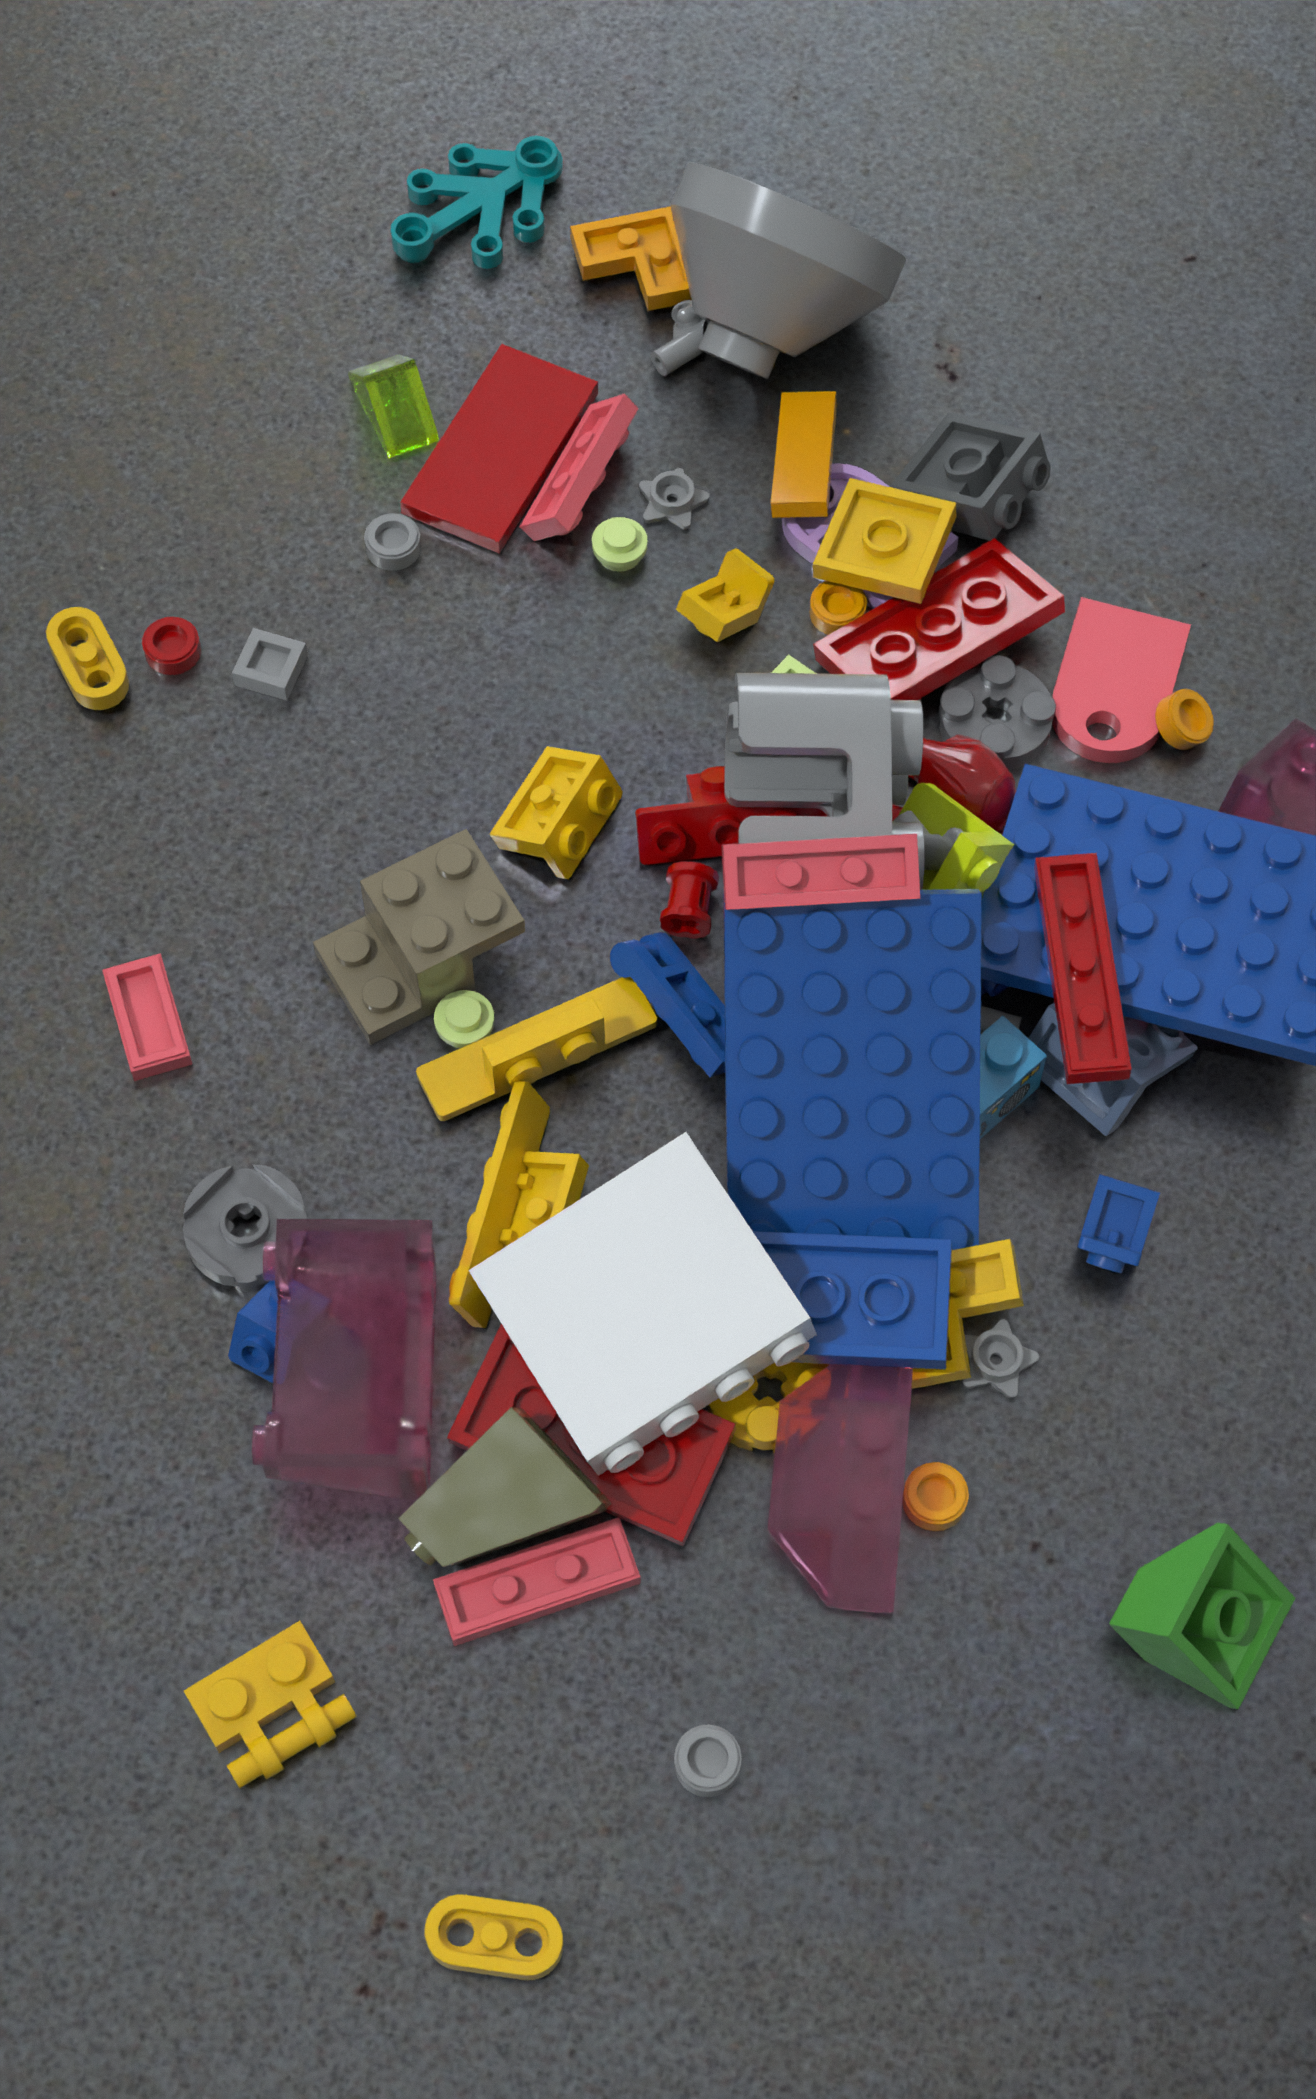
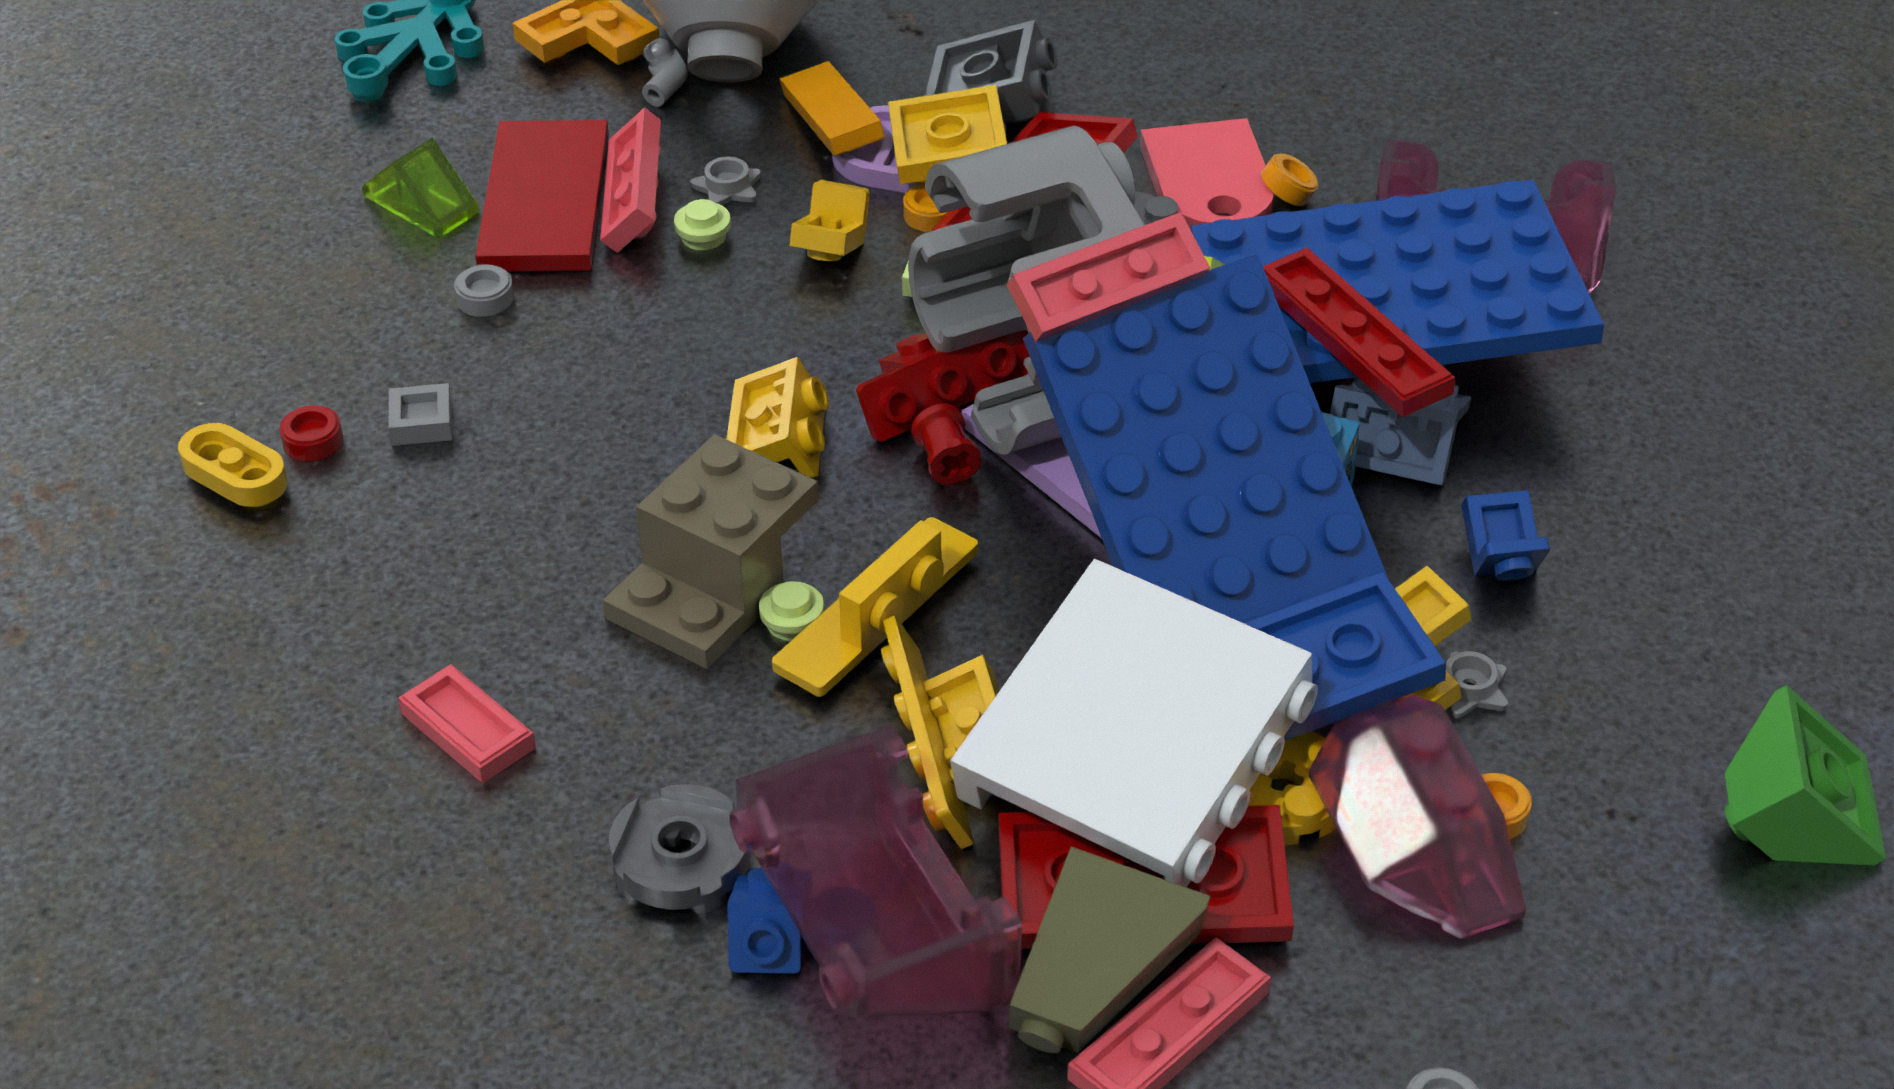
camera: 25 degrees left, 20 degrees down
(677, 995) = (996, 517): blue plate -> none

